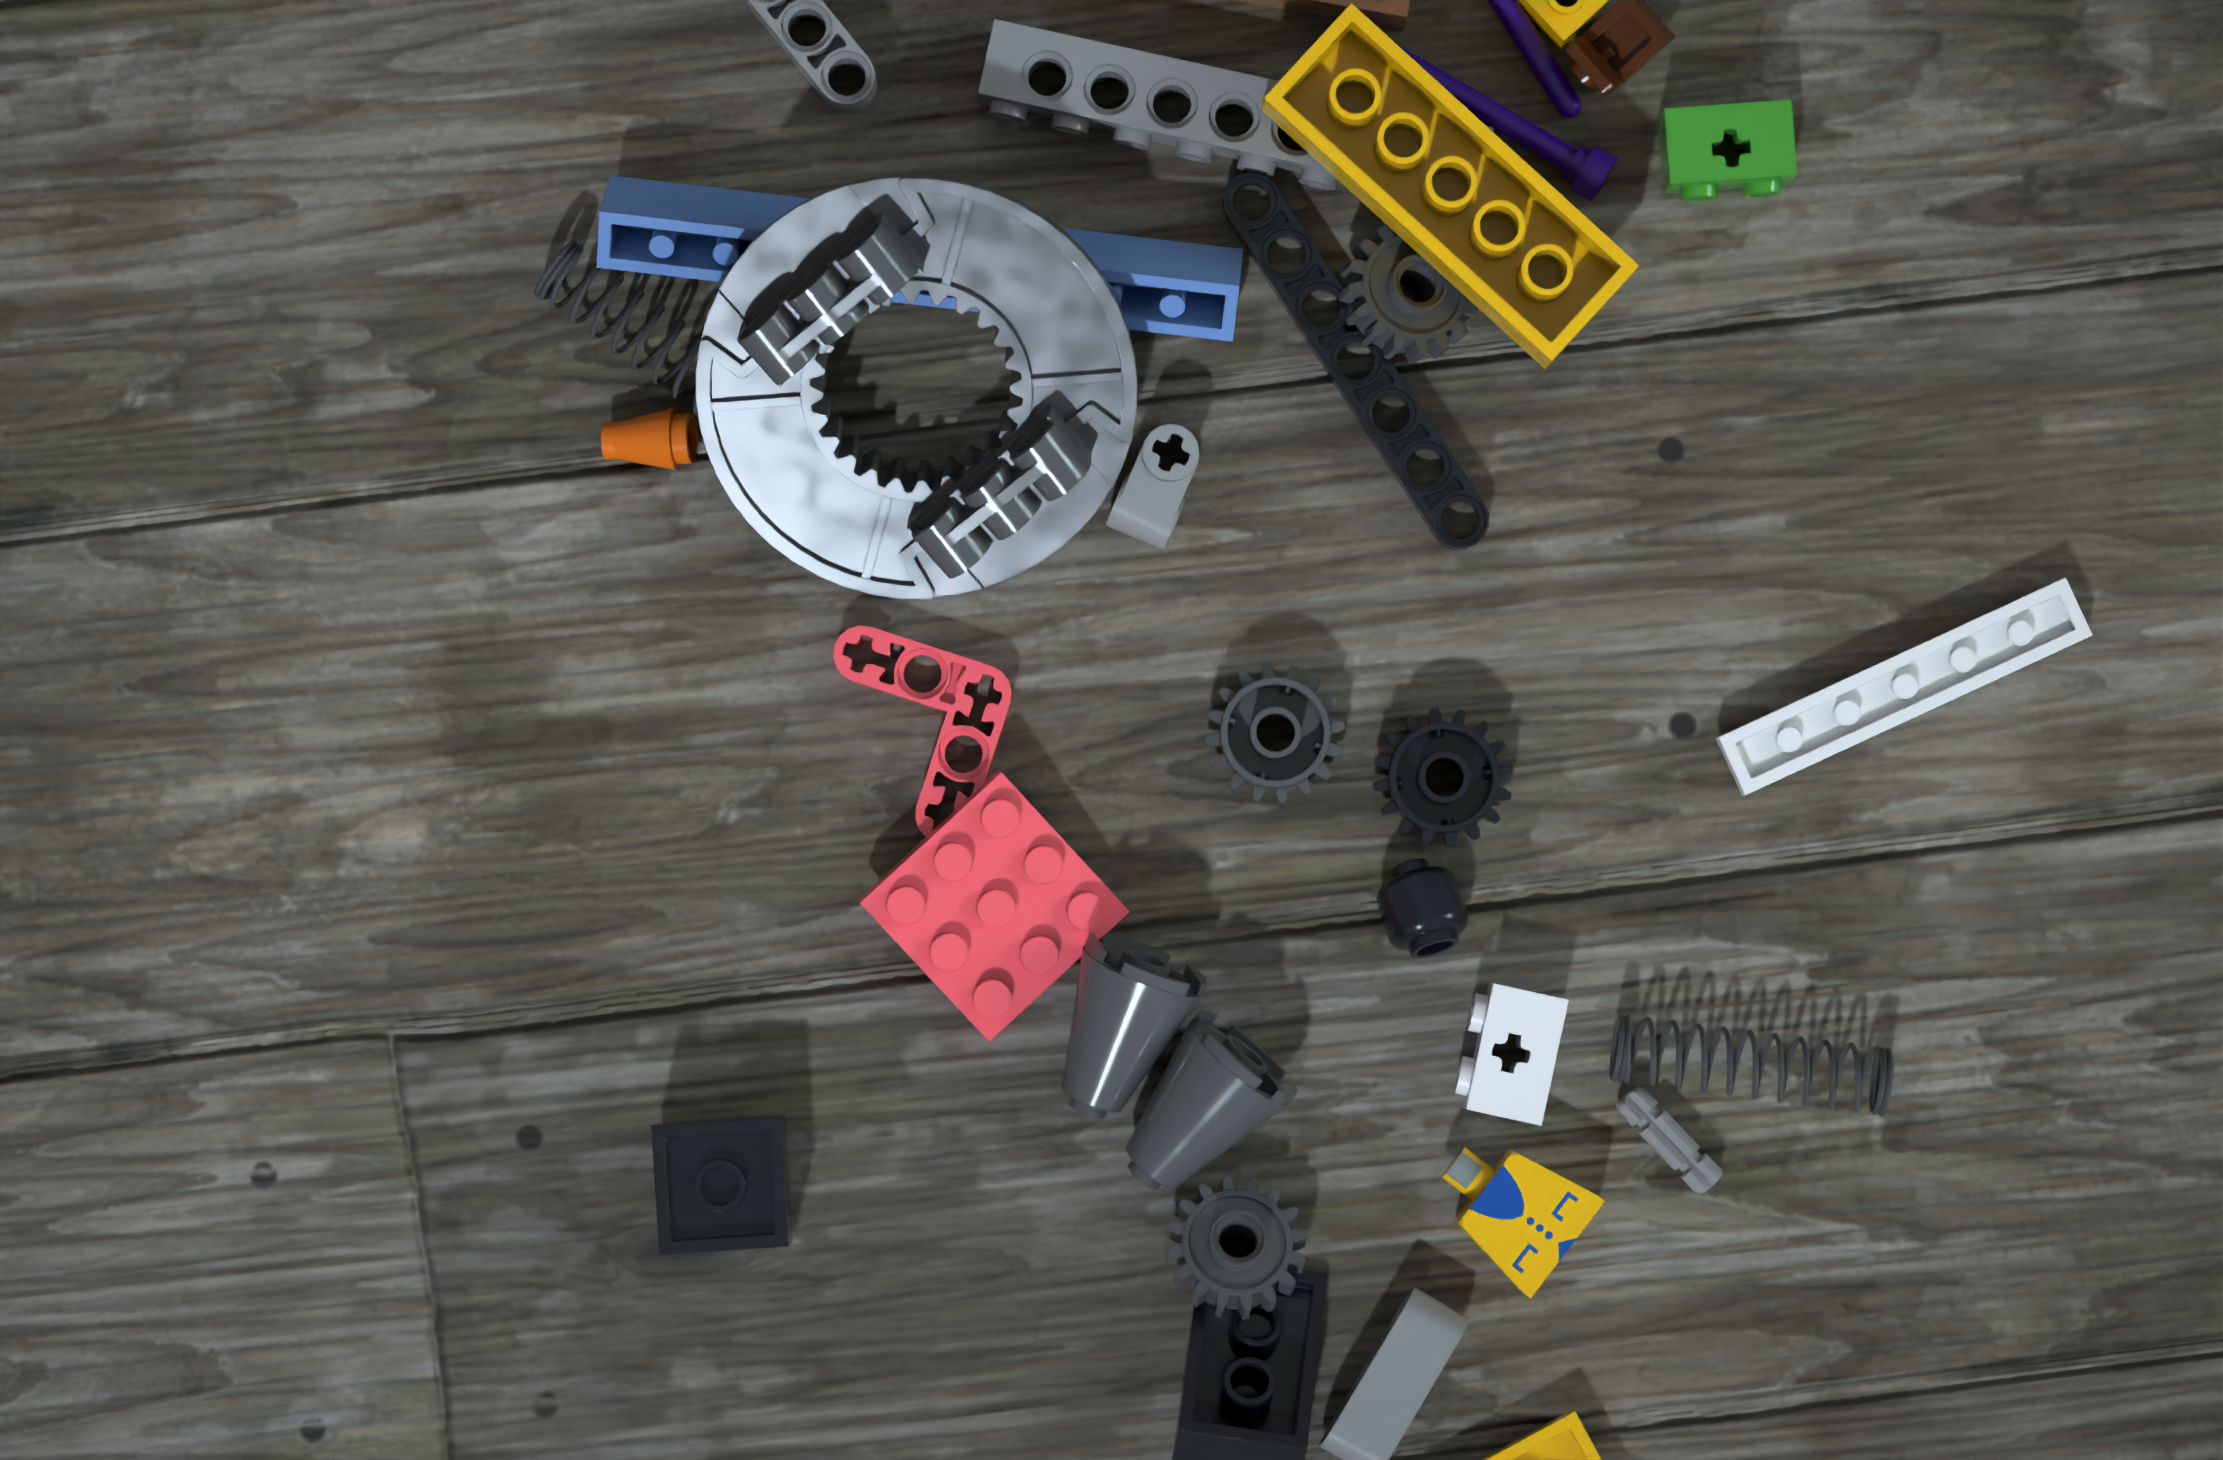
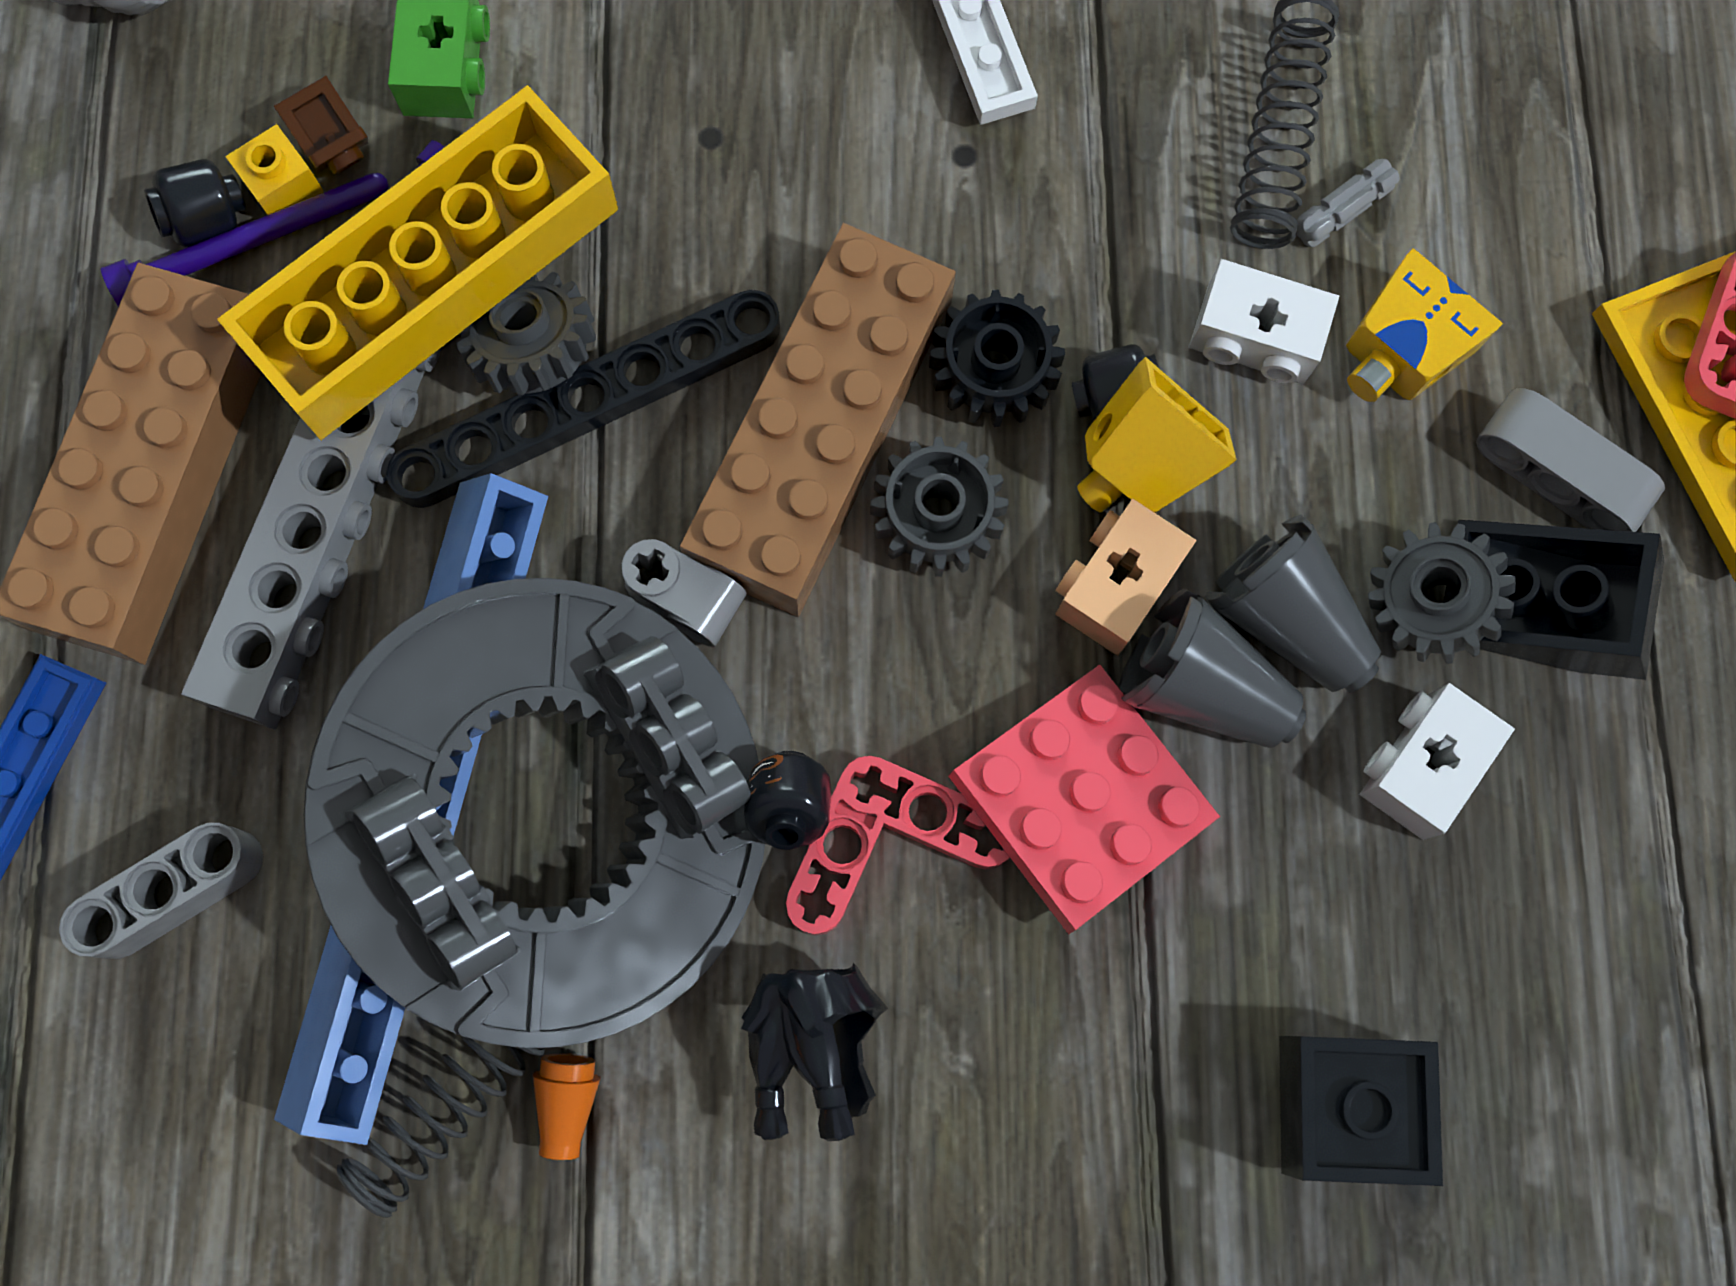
camera: 85 degrees left, 10 degrees down
(745, 664) = (818, 1028): none -> black piece
(956, 615) = (788, 800): none -> black head
(1085, 1282) = (1465, 746): none -> white brick
(1243, 958) = (1145, 547): none -> light nougat brick
(1353, 603) = (820, 418): none -> medium nougat brick
(1356, 943) = (1152, 443): none -> yellow torso

